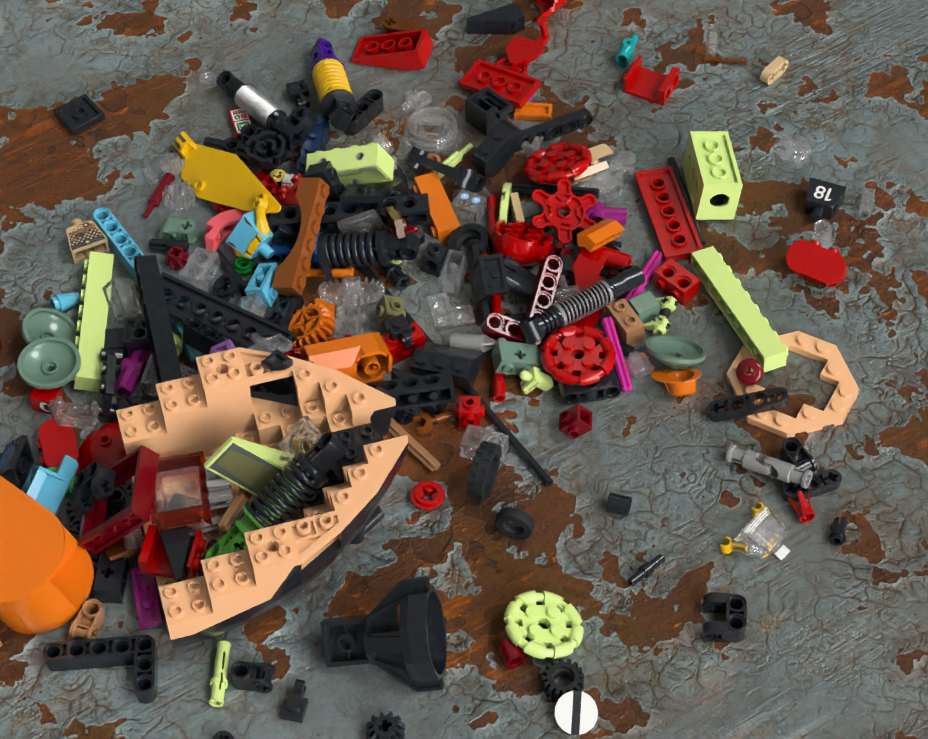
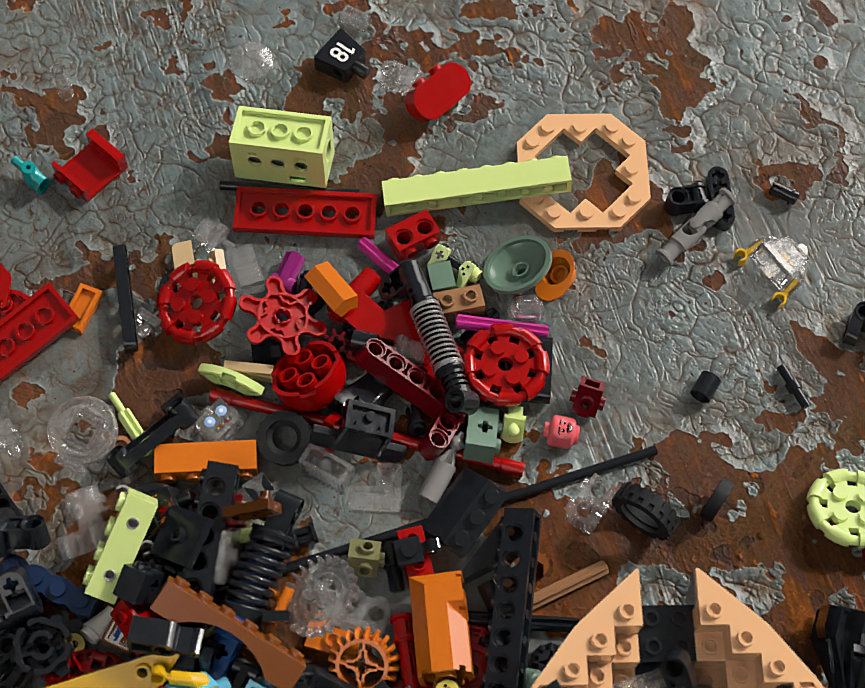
camera: 80 degrees left, 15 degrees up
(284, 193) = (163, 637): none -> black piece
(431, 489) = (650, 576): red gear -> none
(433, 259) = (293, 482): black brick -> none
(469, 411) = (544, 497): red brick -> none
(486, 109) = (67, 356): black plate -> none
(497, 148) = (146, 361): black brick -> none
(526, 188) = (217, 344): black axle -> none
(540, 414) = (561, 432): none -> coral head
(723, 60) = (84, 88): dark orange piece -> none
(748, 407) = (609, 219): black beam -> none
(757, 374) = (574, 202): dark red head -> none
(774, 70) = (127, 38): tan beam -> none
(806, 513) = (755, 213): red piece -> none

